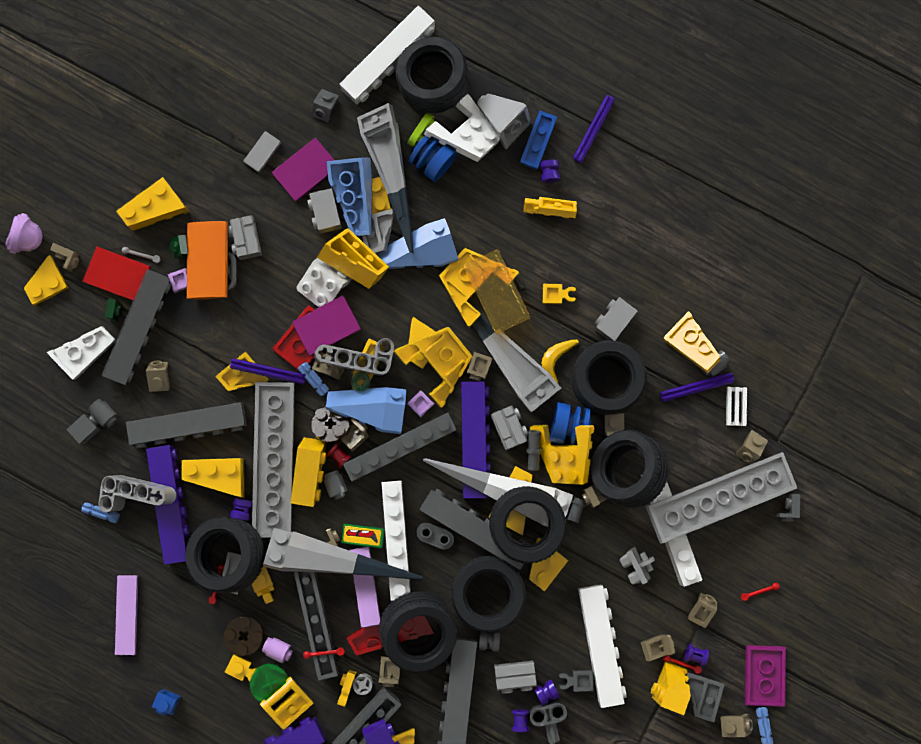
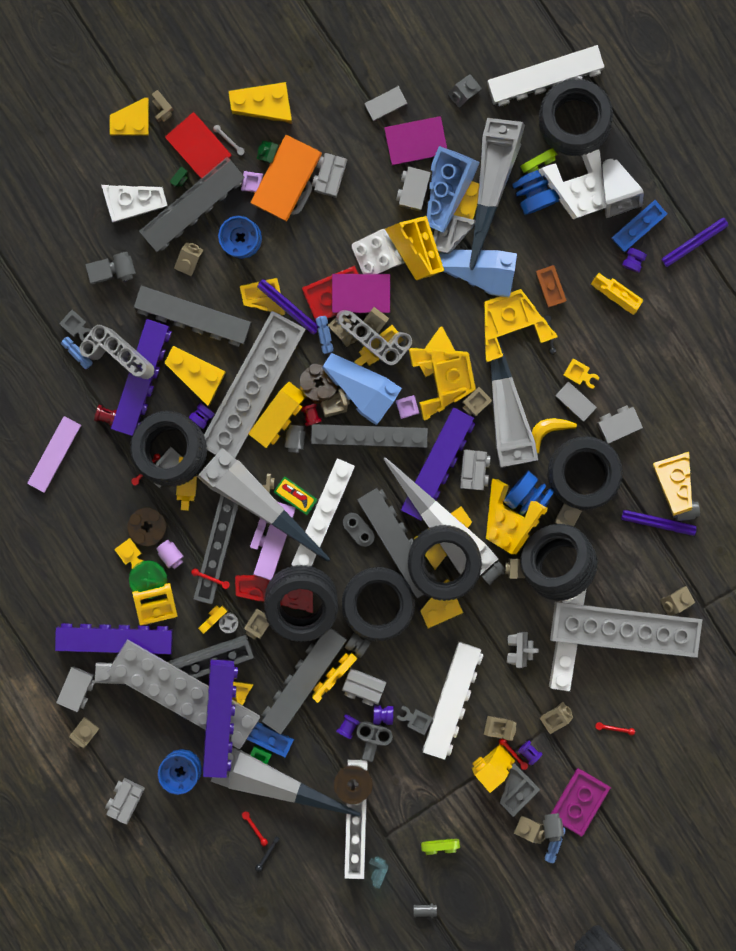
camera: 30 degrees right, 5 degrees up
(23, 235) = (136, 69): lavender helmet -> none
(85, 488) = (74, 324): none -> dark grey plate
(152, 555) = (104, 415): none -> dark red bush
(166, 702) = (51, 548): blue brick -> none
(182, 328) = (229, 237): none -> blue wheel
(349, 591) = (259, 538): none -> lavender plate
(351, 341) = (376, 320): none -> dark tan bracket
(358, 376) = (367, 354): clear green plate -> none
(482, 679) = (346, 661): none -> yellow wing
(489, 231) = (550, 286): none -> dark orange plate
(496, 291) = (527, 344): clear yellow tile -> none
(534, 450) = (485, 501): dark grey pin -> none
(566, 320) = (575, 401): none -> light grey tile
(729, 390) = (692, 544): white tile -> none
(755, 713) = (553, 827): none -> dark grey brick
(792, 504) = (684, 671): dark grey bracket -> none

